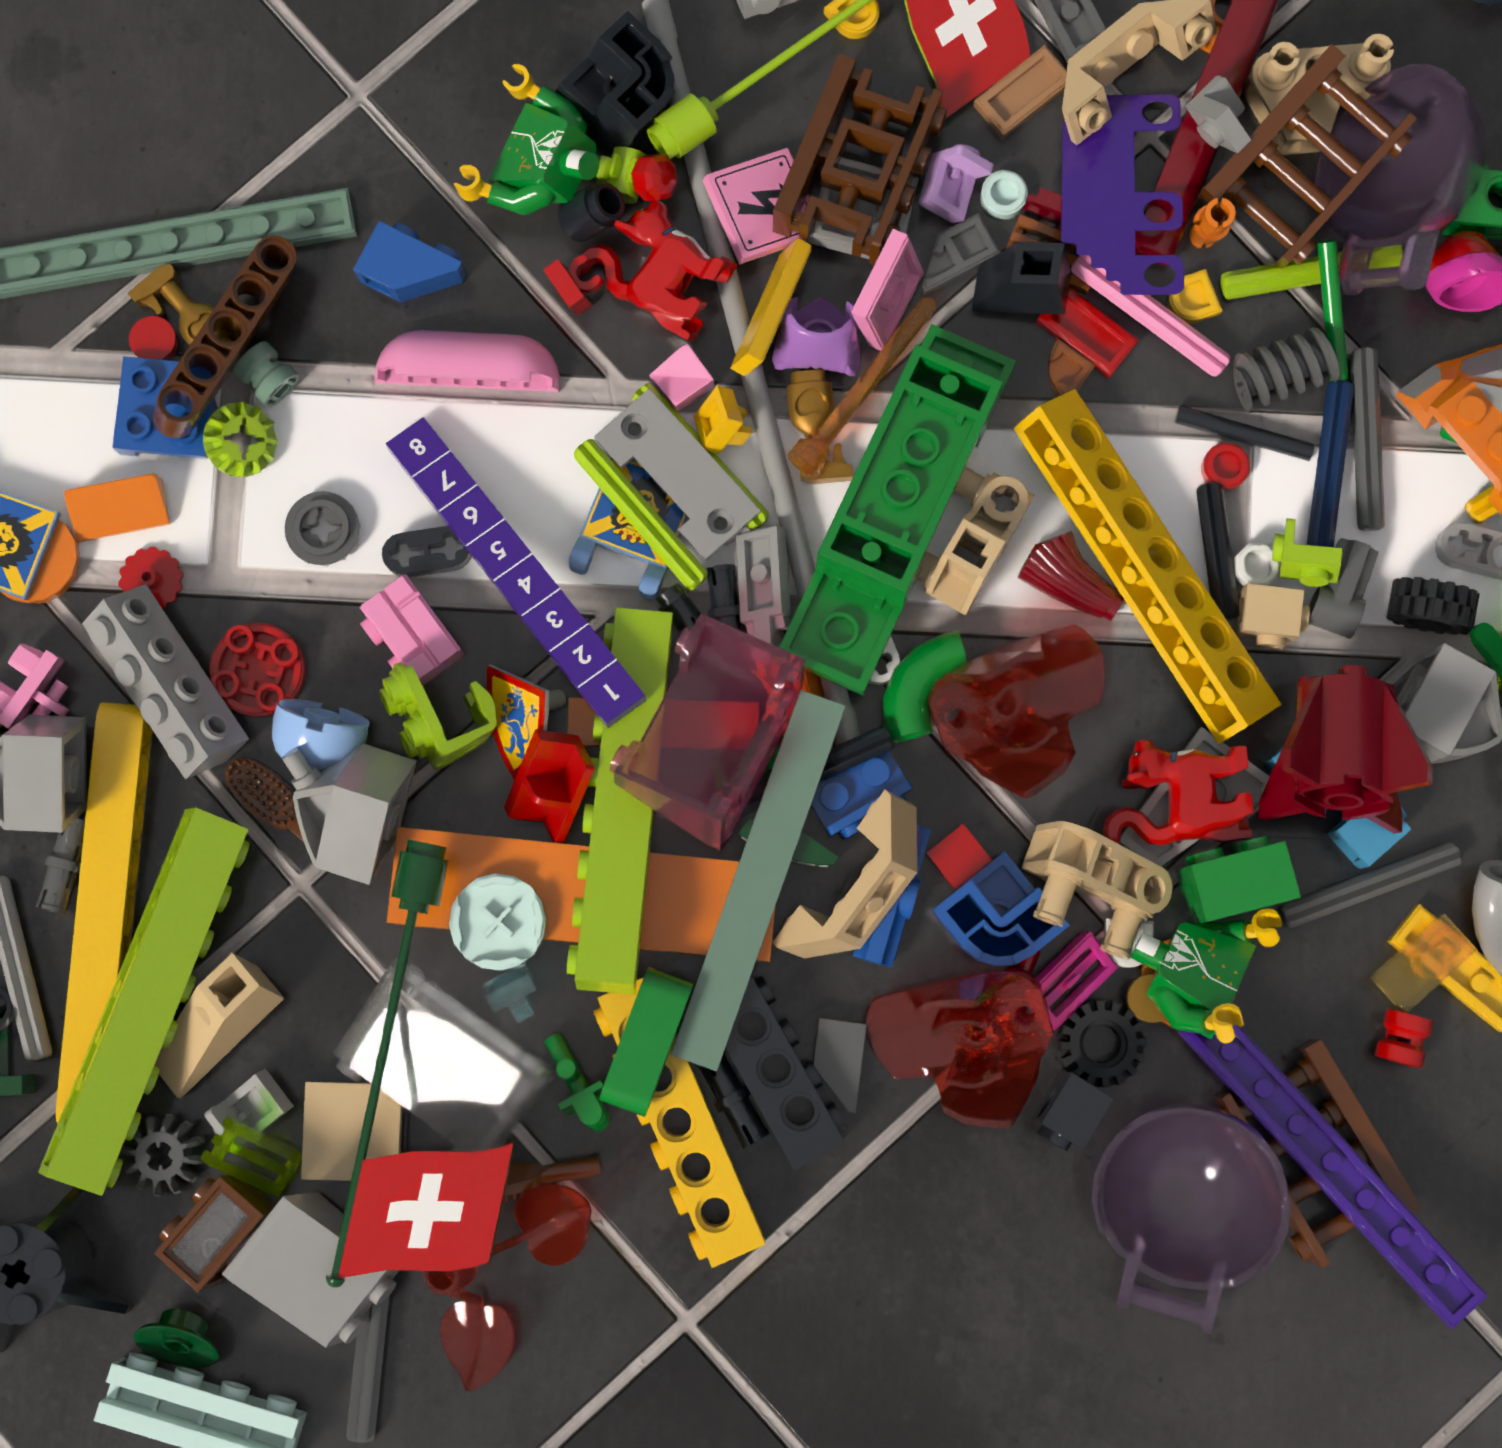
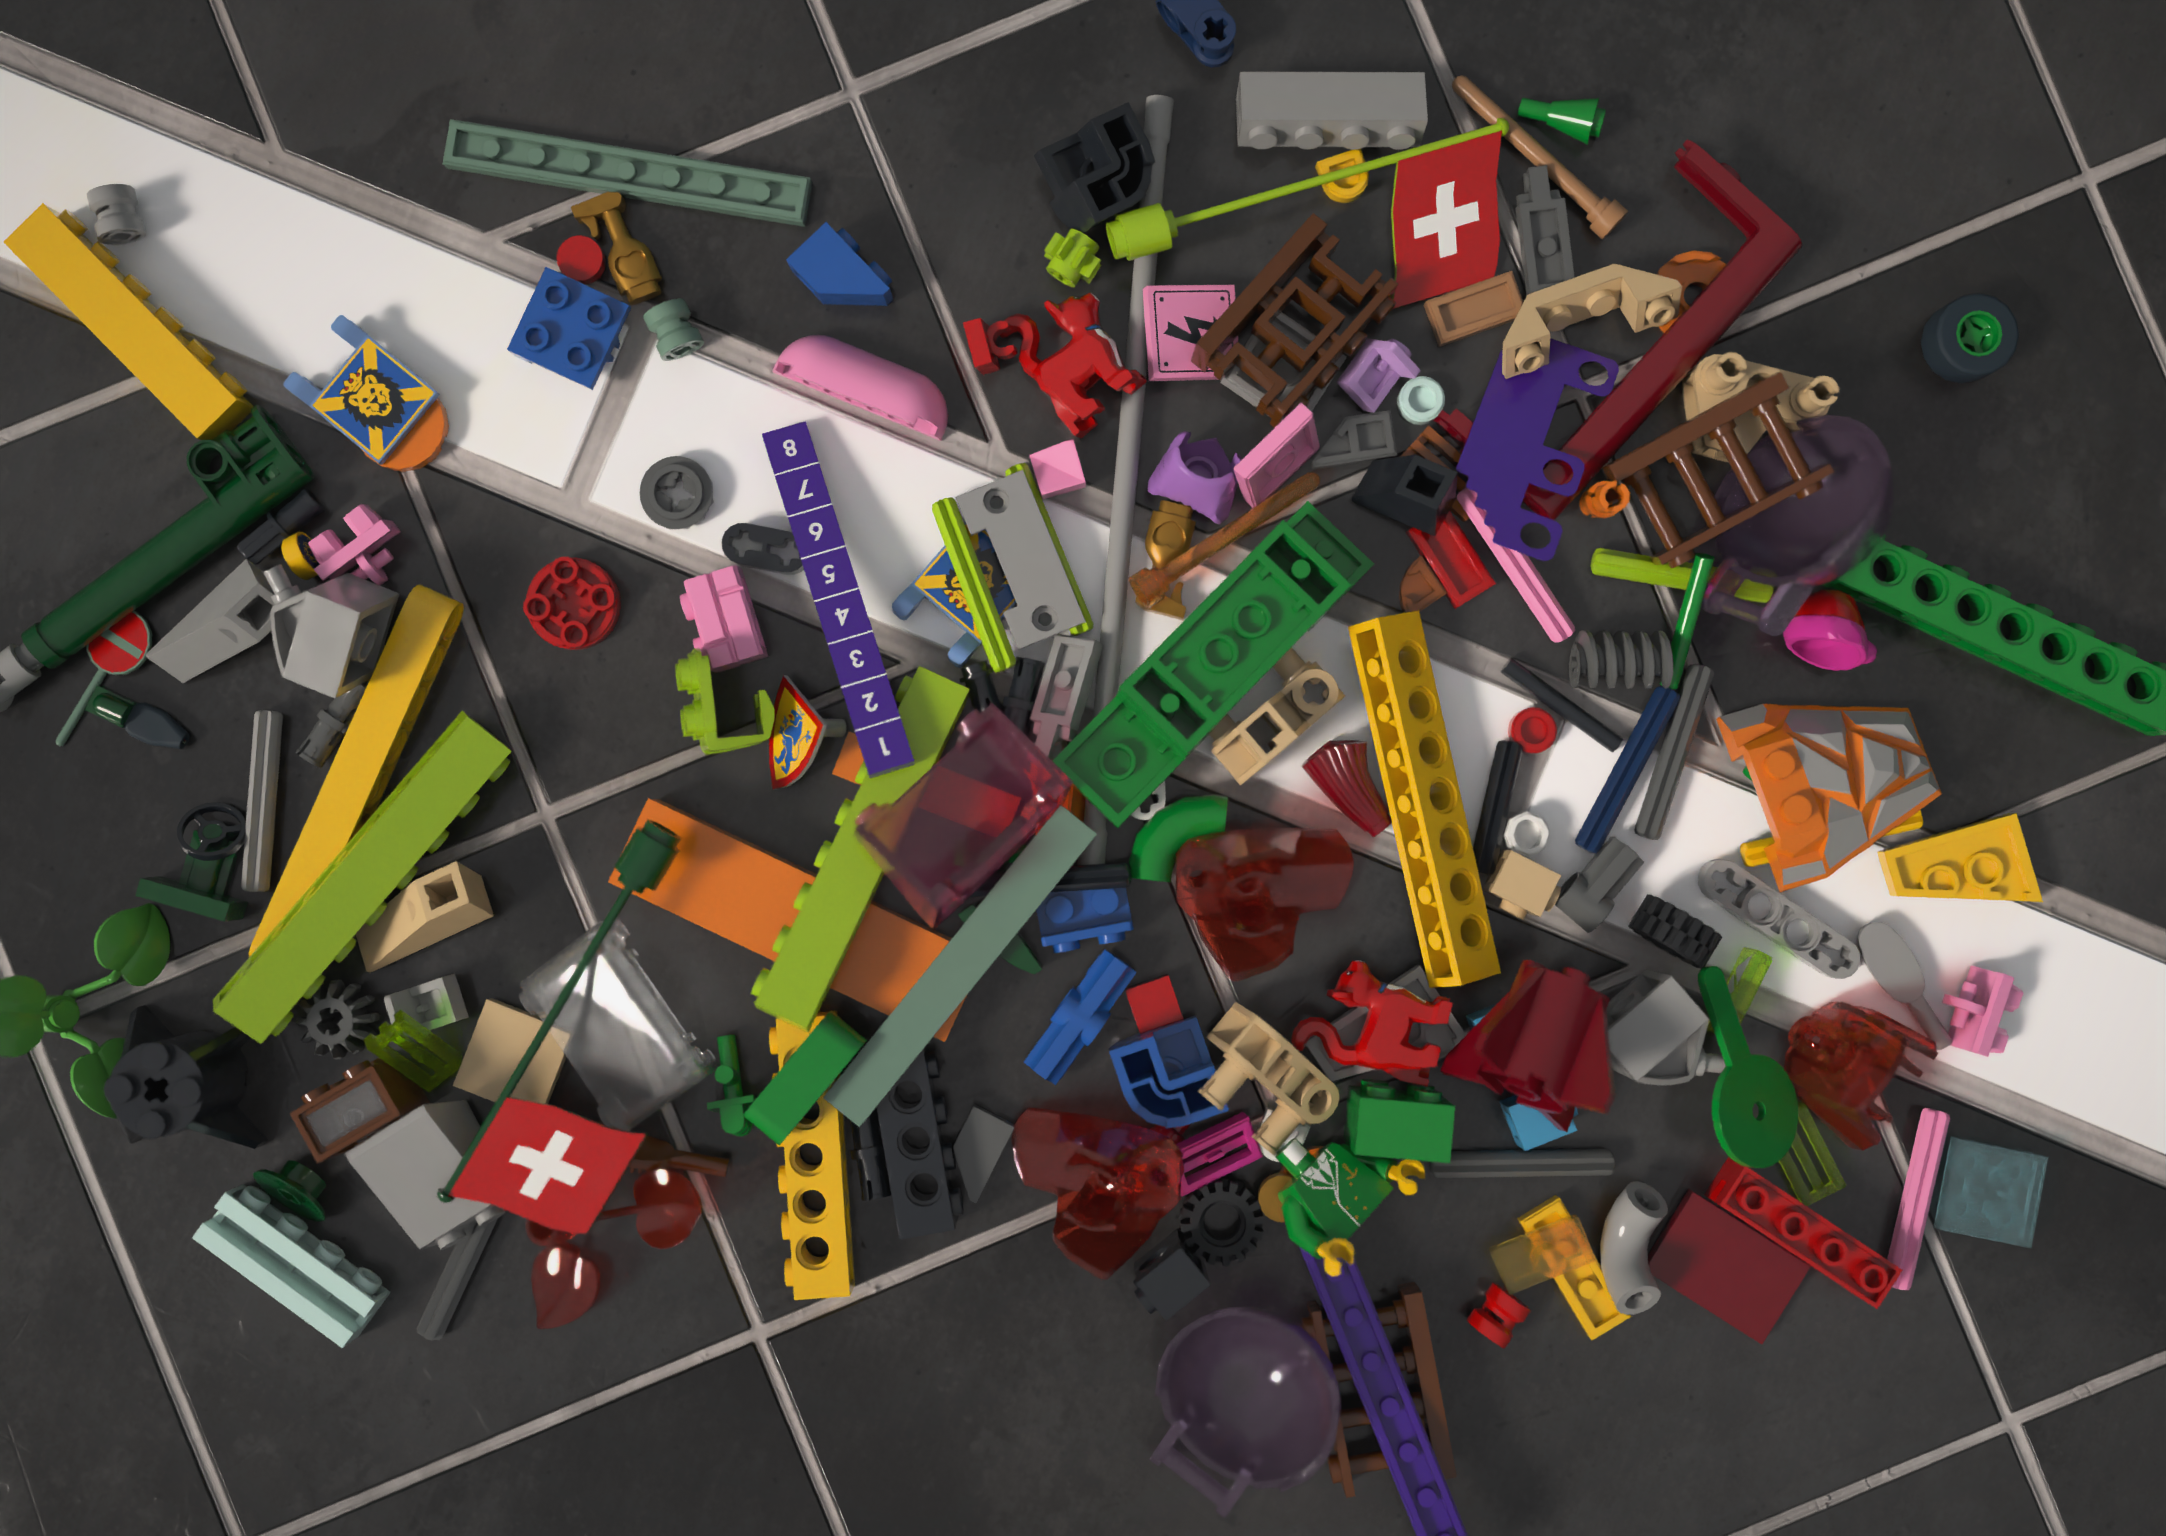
camera: 20 degrees right, 5 degrees up
(117, 507) = (495, 406): orange slope -> none
(156, 571) = (504, 483): red piece -> none
(160, 681) = (481, 586): light grey brick -> none
(221, 356) = (656, 263): reddish brown beam -> none
(227, 455) = (619, 363): lime gear -> none
(263, 794) = (548, 734): reddish brown piece -> none
(317, 732) = (604, 689): light blue cylinder -> none
(351, 808) = (609, 767): light grey piece -> none
(498, 922) = (708, 919): light aqua tile -> none
(511, 990) = (702, 983): clear light blue tile -> none
(542, 156) = (1000, 213): green torso -> none
(551, 782) = (802, 806): red panel -> none
(591, 211) = (1027, 282): black brick -> none
(654, 177) = (1097, 271): red tile -> none
(721, 421) = (1079, 523): yellow tile -> none
(771, 307) = (1163, 433): yellow tile -> none
(891, 828) = (1098, 965): tan slope -> none
(1196, 300) = (1566, 565): yellow tile -> none
(1216, 115) = (1645, 399): light grey bracket -> none
(1307, 563) = (1574, 853): lime bracket -> none

